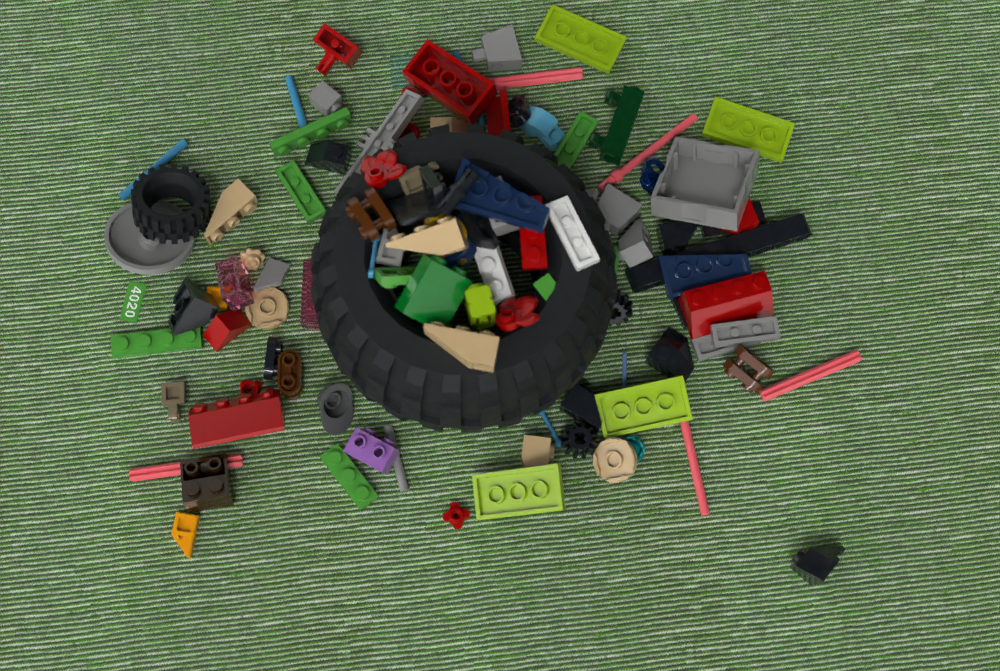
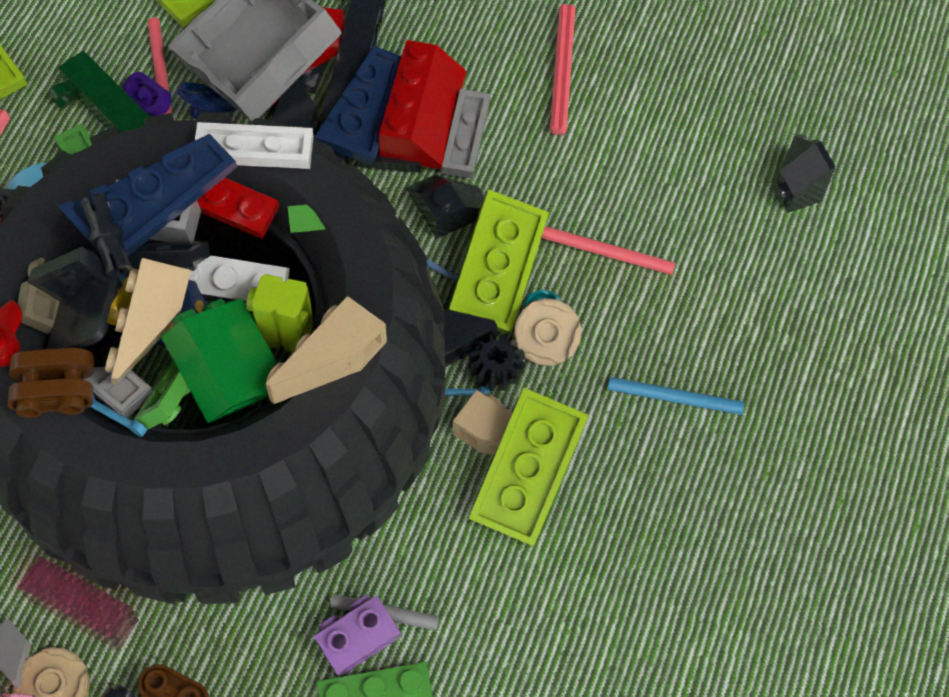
camera: 60 degrees left, 10 degrees down
(335, 407) = (262, 654): dark grey piece -> none
(449, 516) = (509, 580): red plate -> none
(517, 313) = (321, 269): red plate -> none
(619, 558) = (676, 395): none -> dark azure bar
(638, 144) = (148, 94): none -> dark purple plate
(745, 332) = (470, 101): light grey plate -> none
(750, 381) = (507, 140): reddish brown brick -> none

